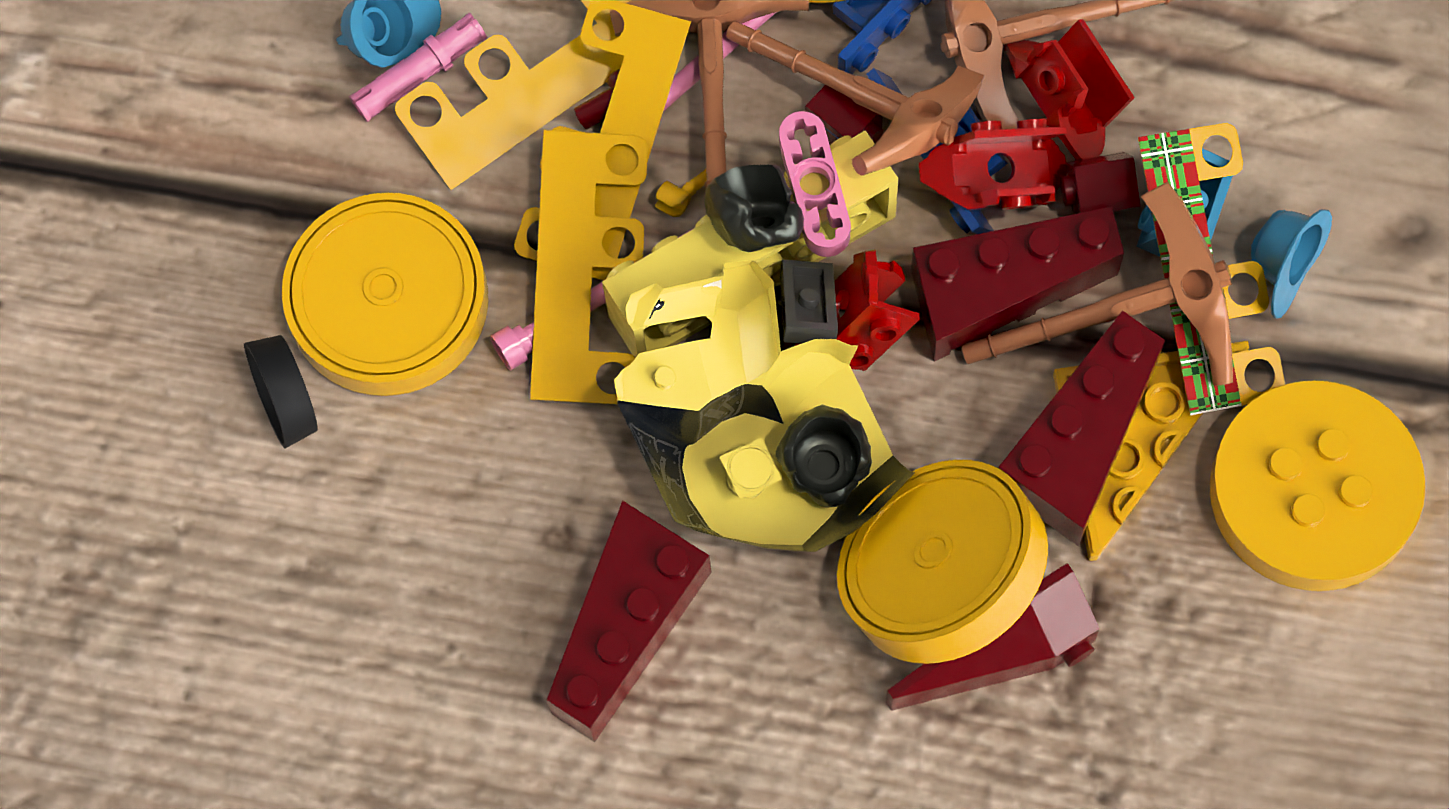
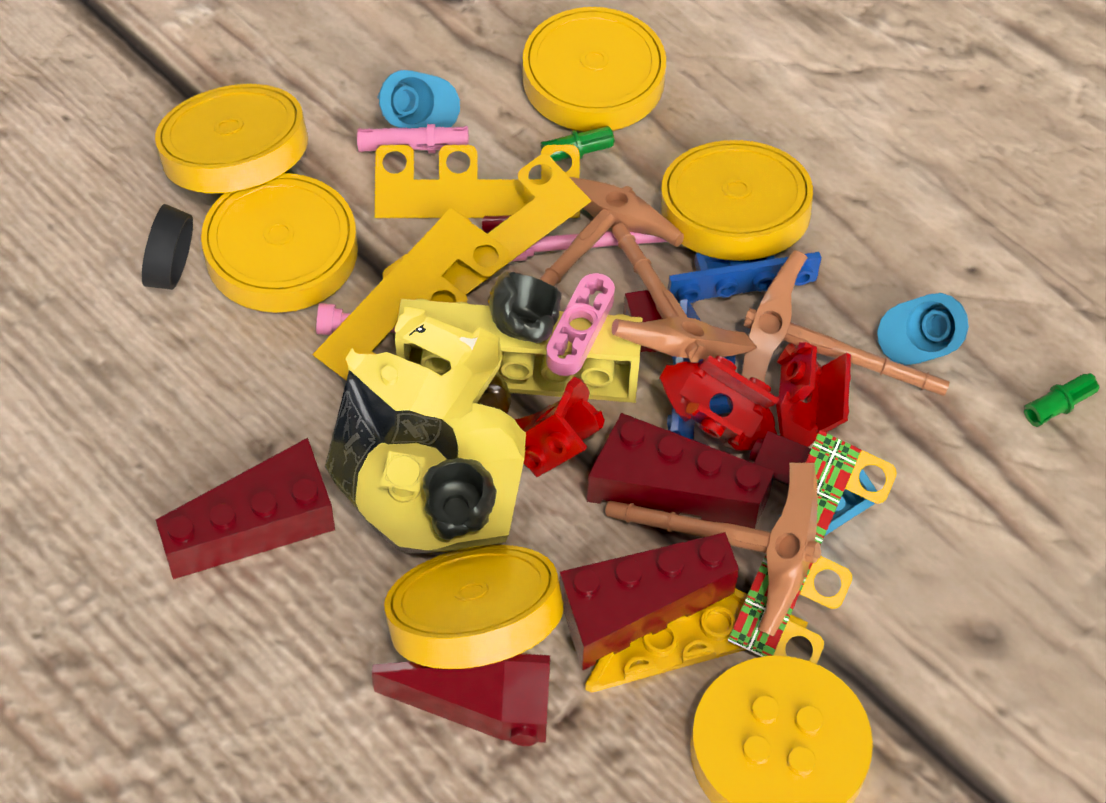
camera: 30 degrees right, 15 degrees down
(229, 207) = (231, 138): none -> yellow brick
(808, 301) = (524, 395): dark grey plate -> none
(1288, 250) = (879, 585): dark azure piece -> none

